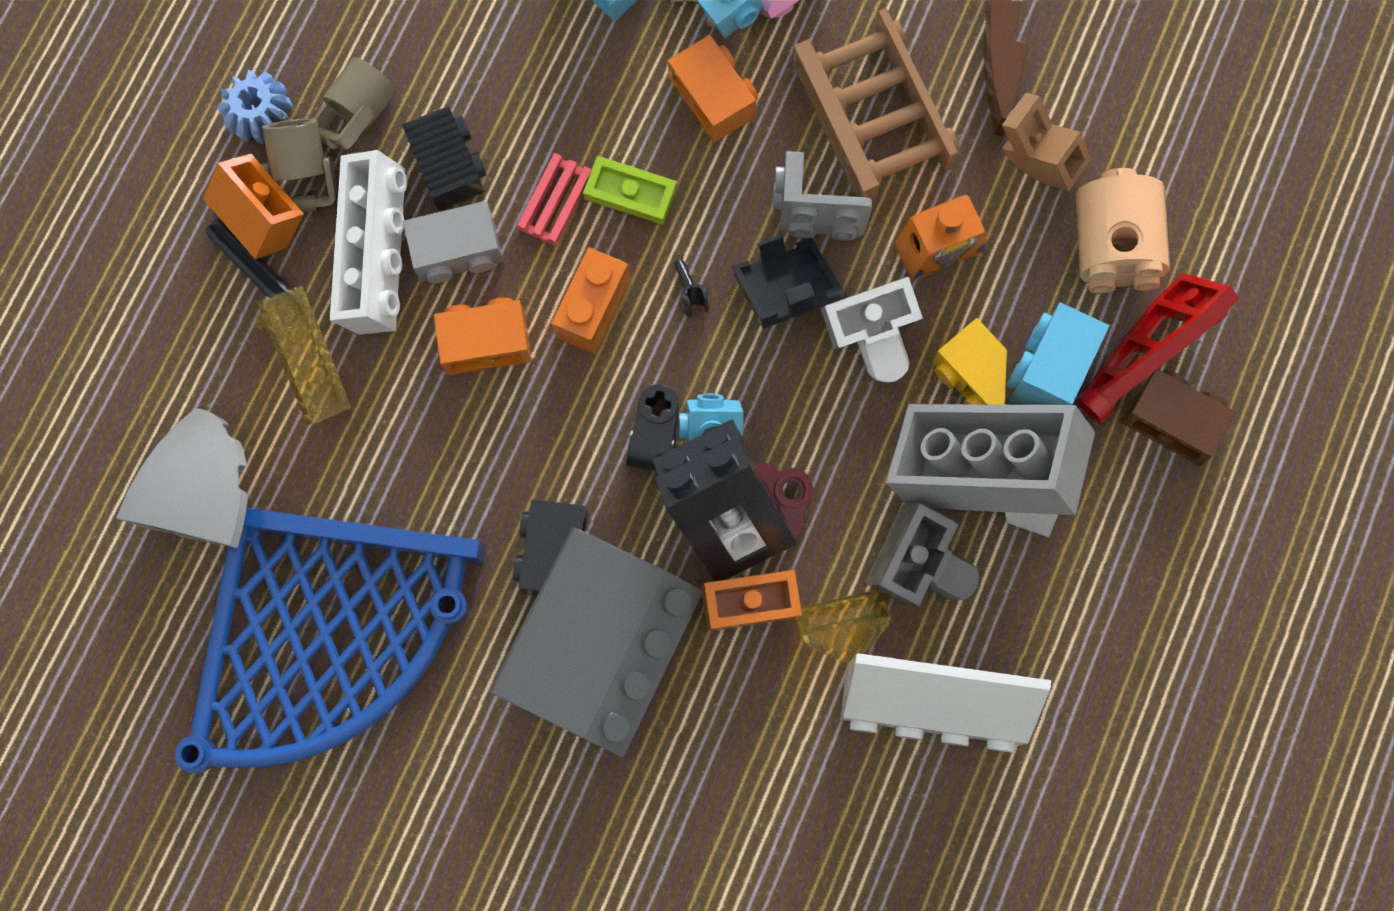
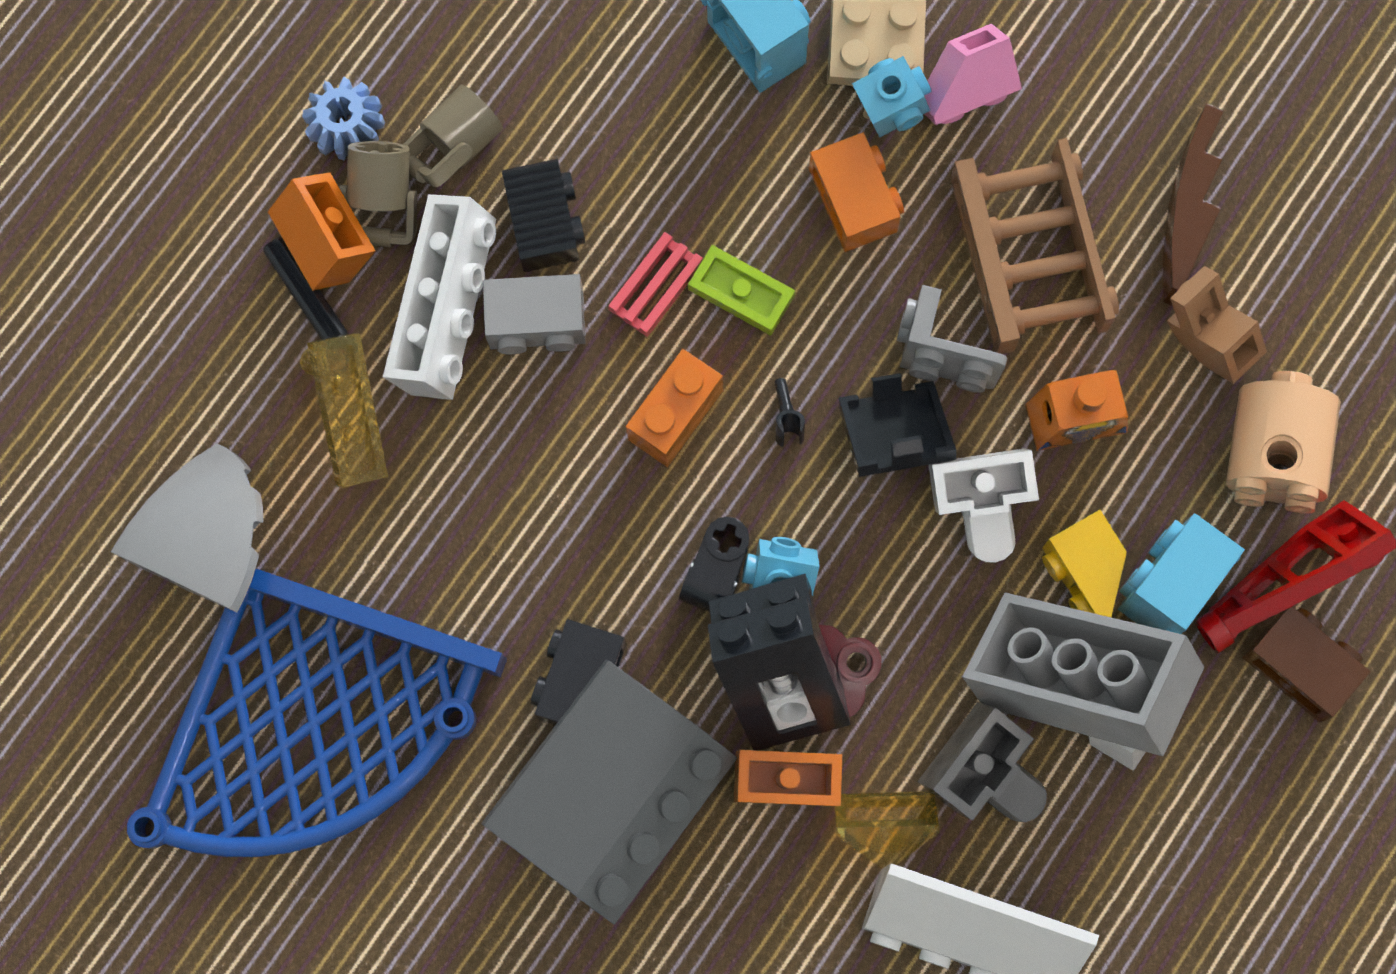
camera: 10 degrees right, 0 degrees up
(482, 336) = (547, 424): orange brick -> none

